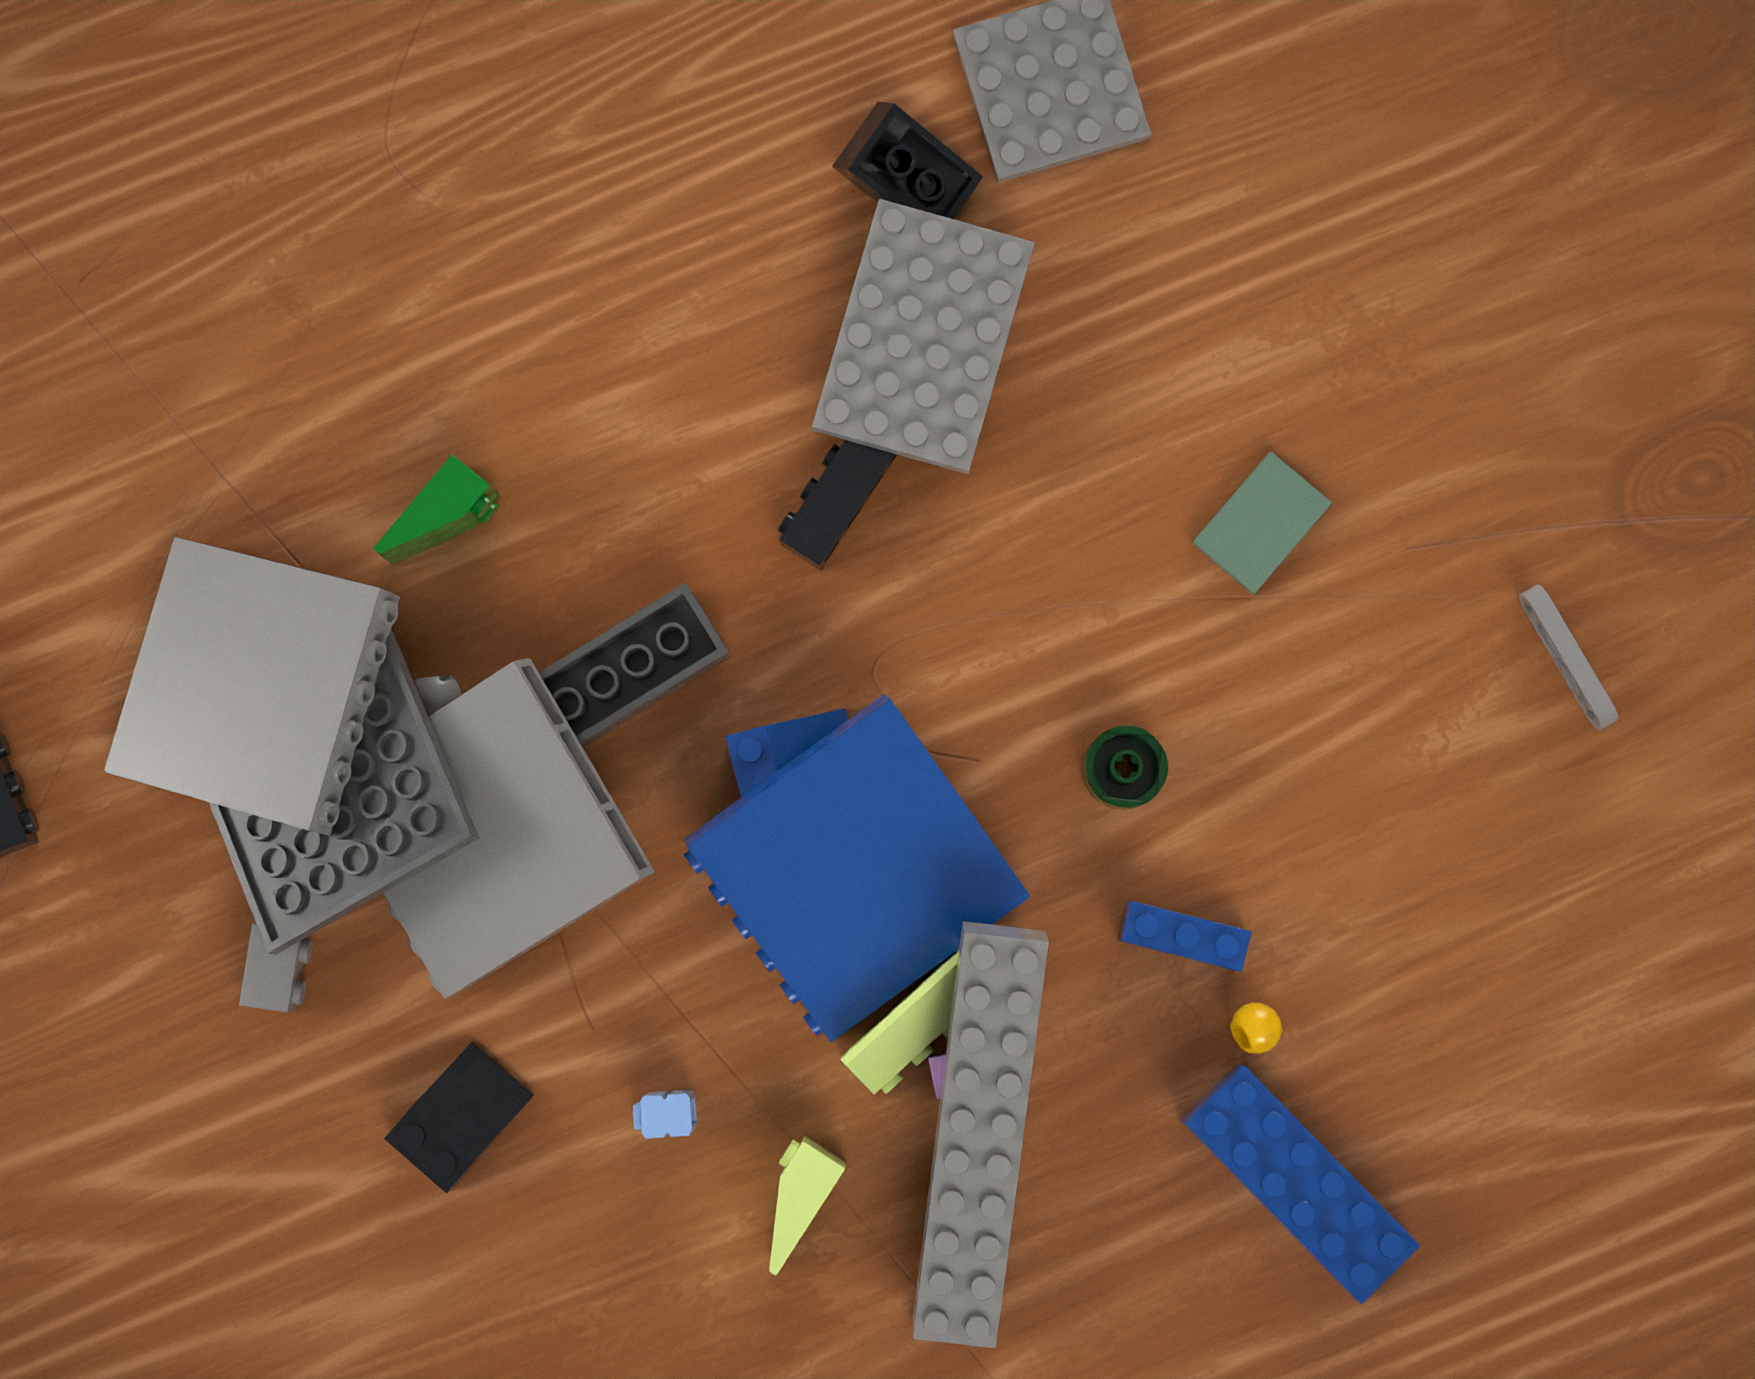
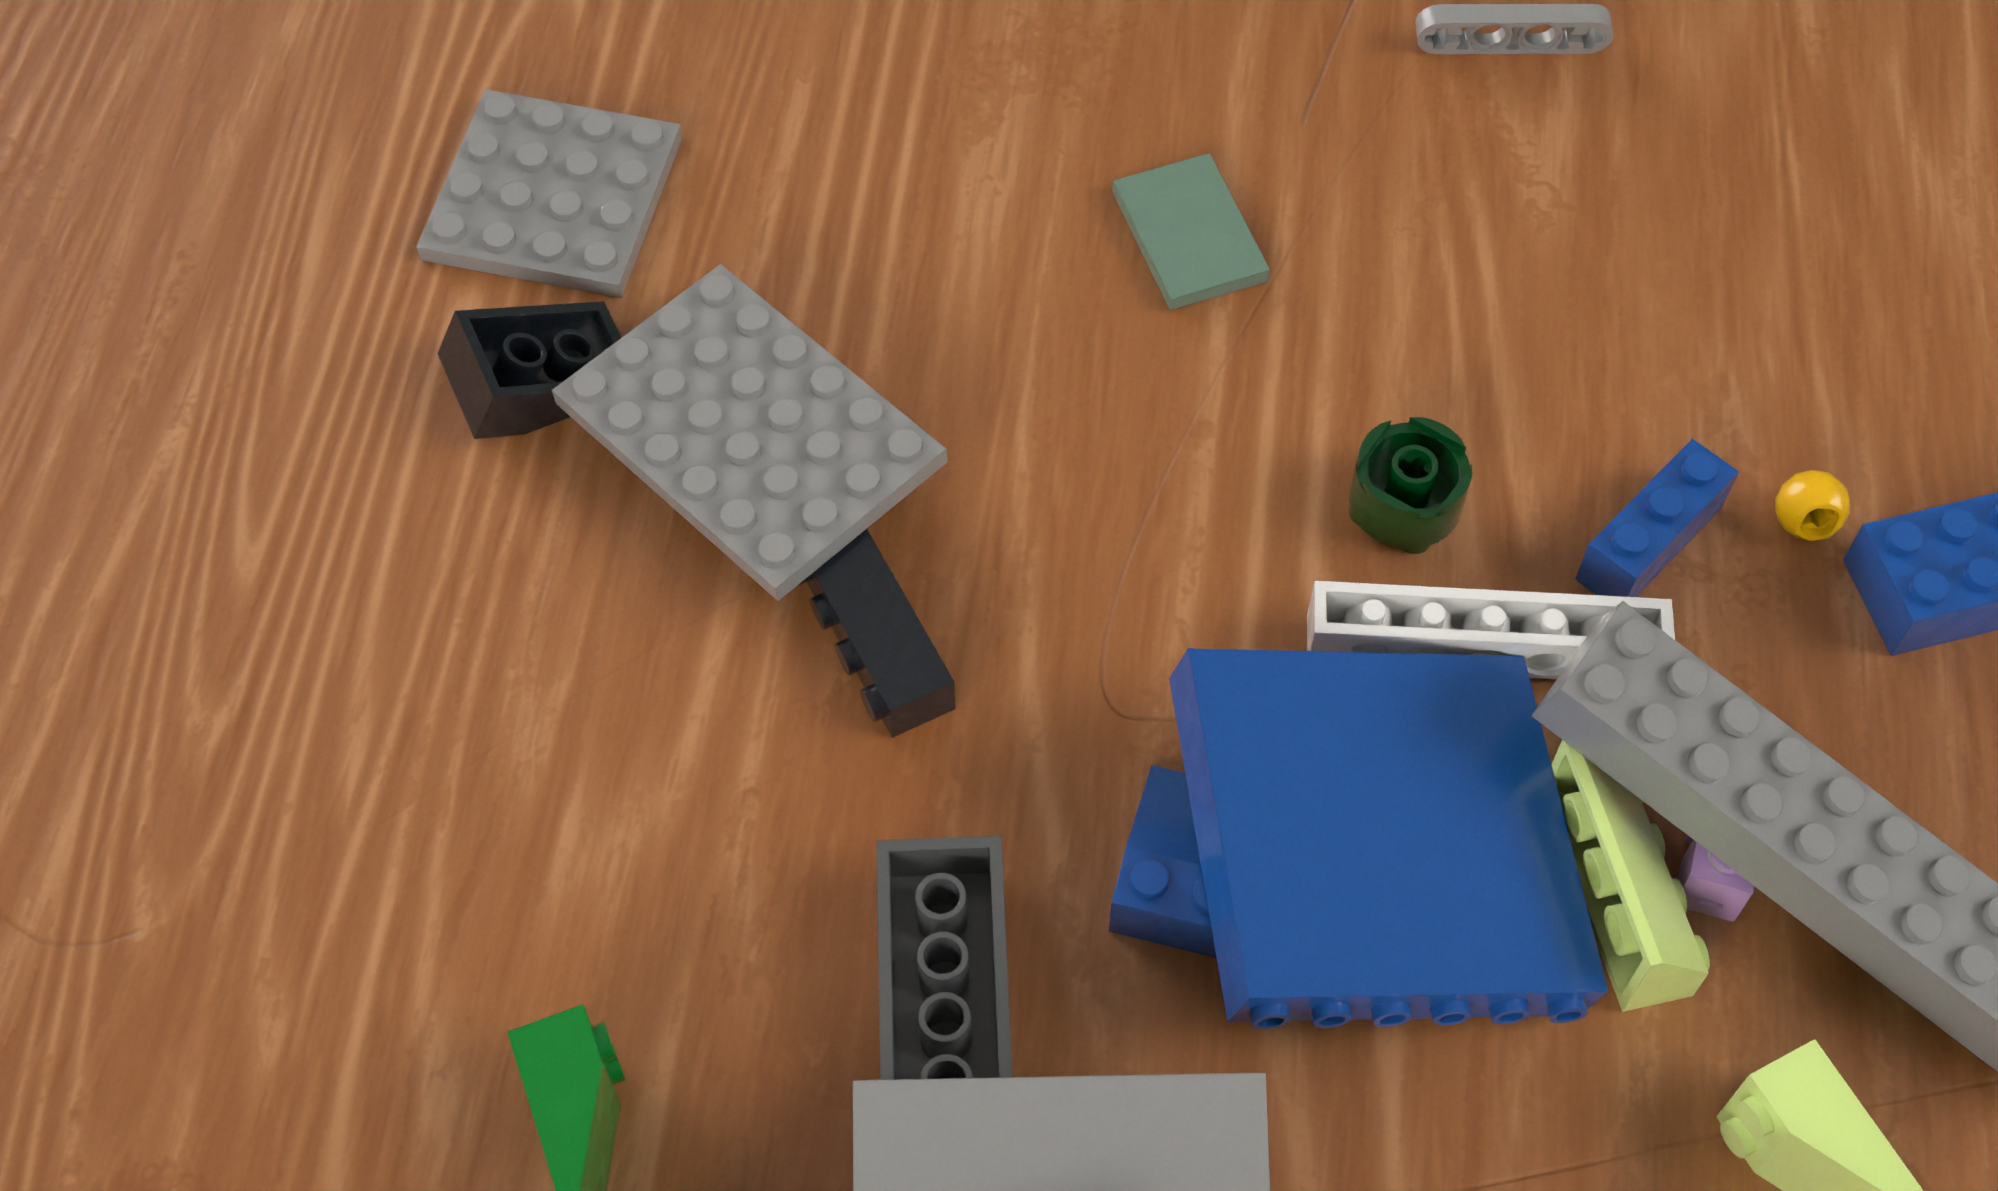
camera: 60 degrees left, 25 degrees down
(1039, 867) = (1464, 621): none -> white brick

